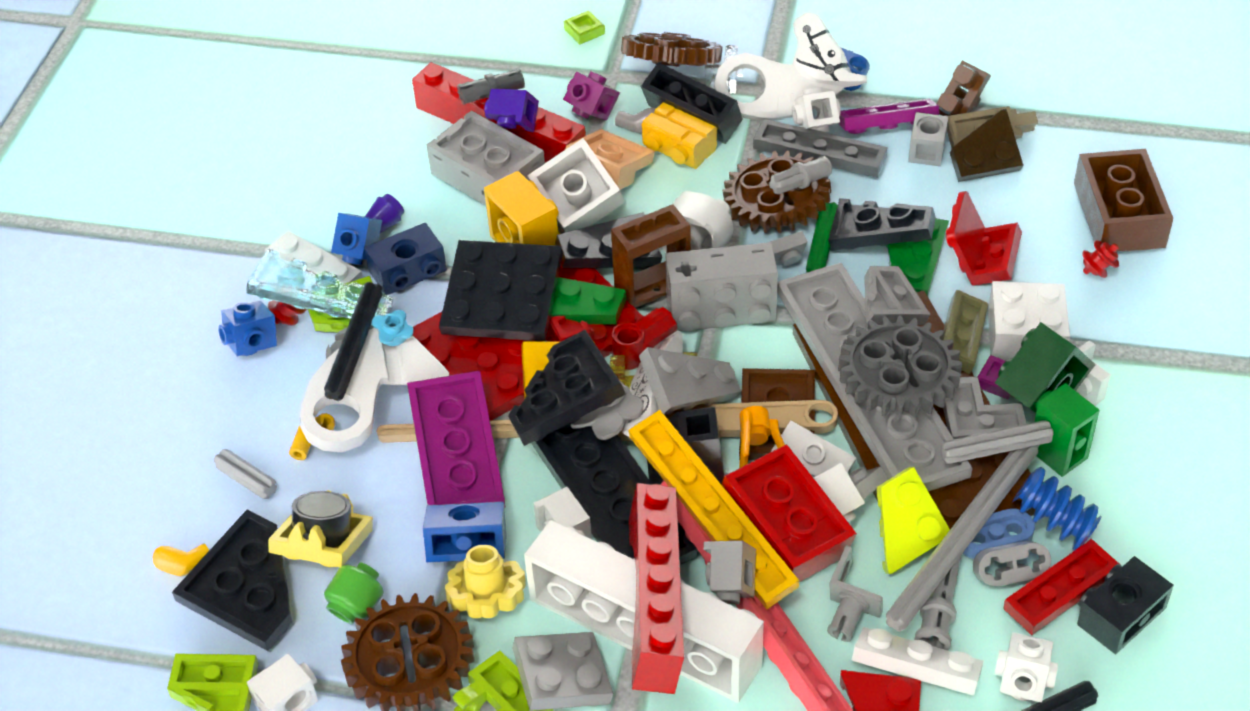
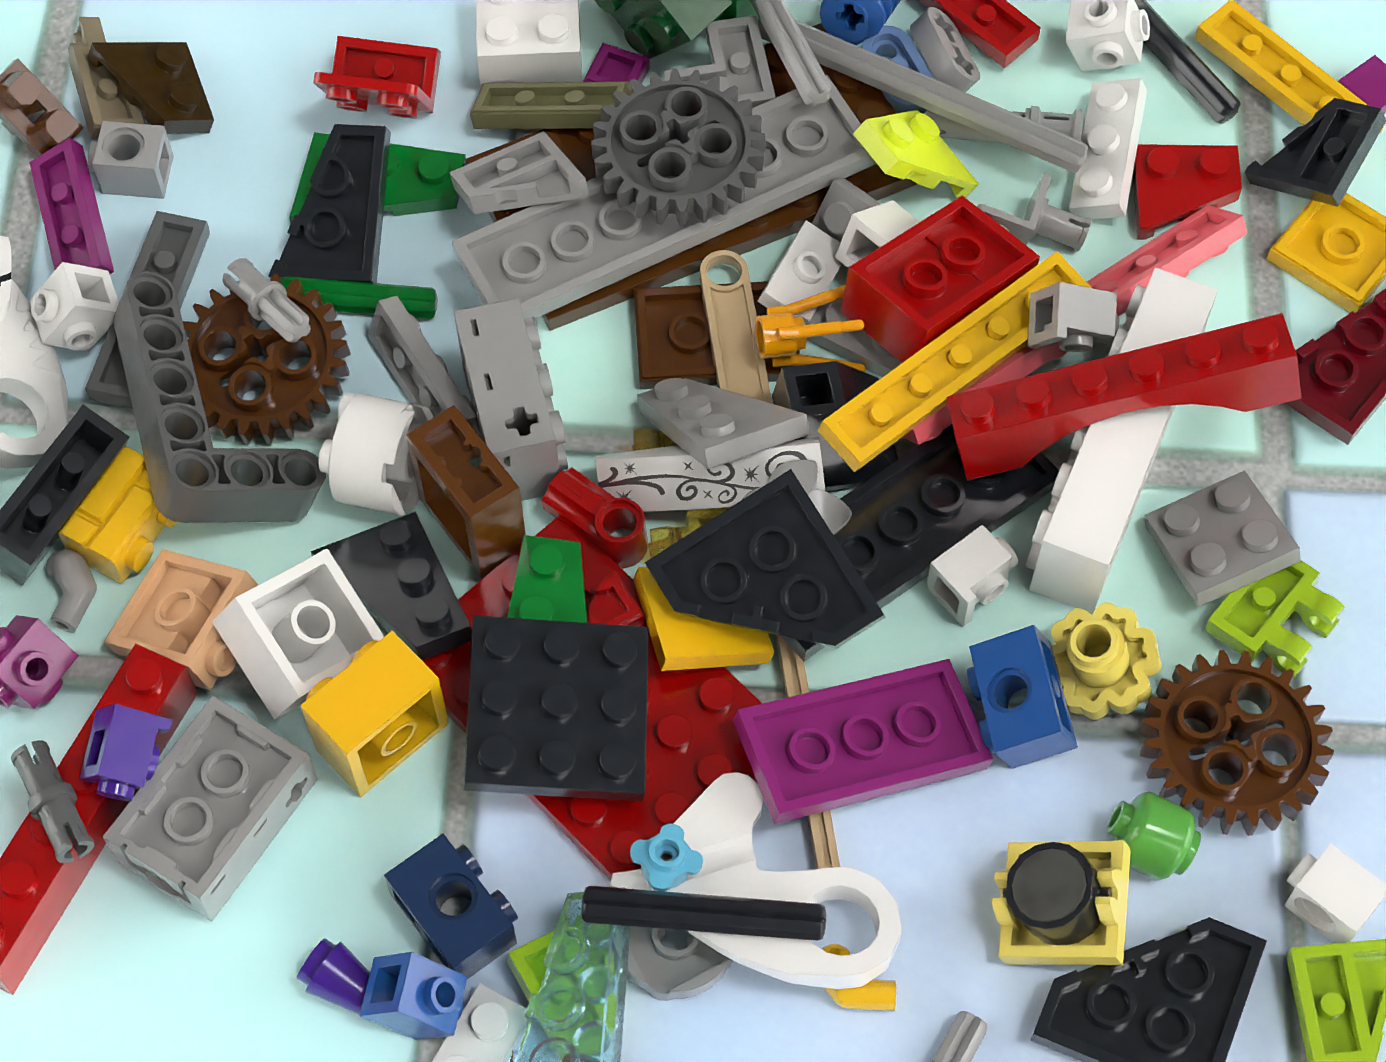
camera: 100 degrees left, 15 degrees up
(727, 142) = (184, 470): none -> dark grey beam

